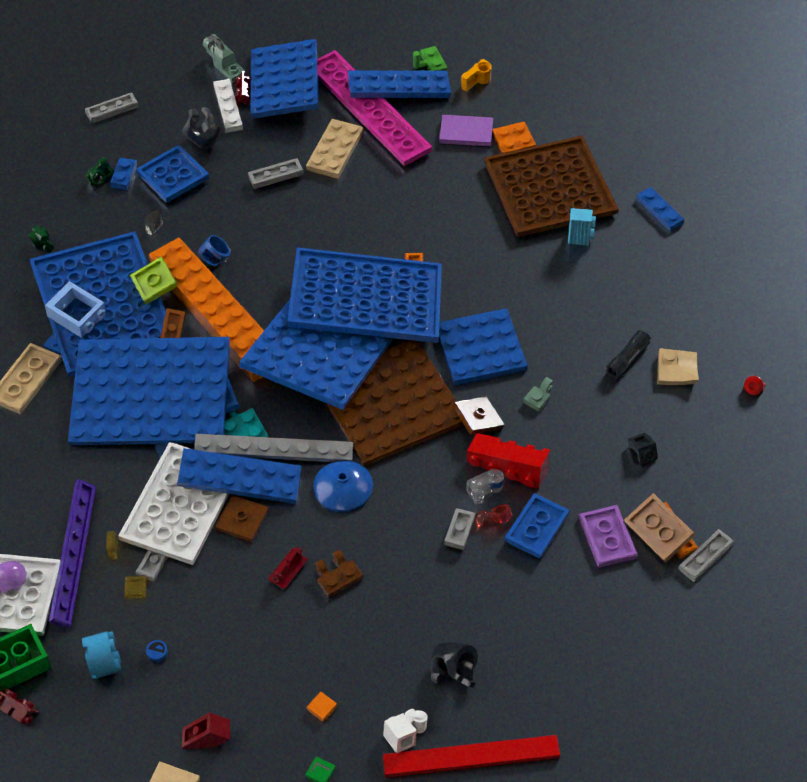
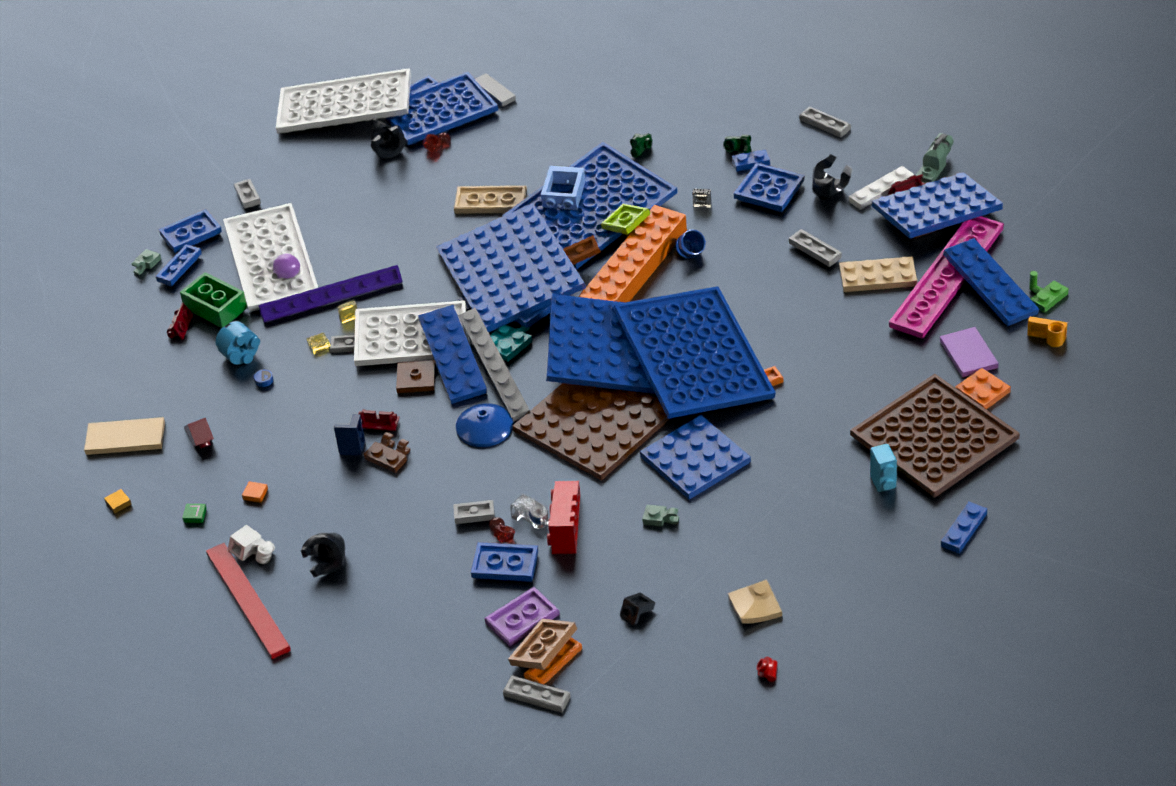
camera: 70 degrees right, 10 degrees down
(309, 590) = (350, 437): none -> dark blue panel
(478, 415) = (606, 479): plate -> none
(620, 363) = (762, 563): black axle -> none

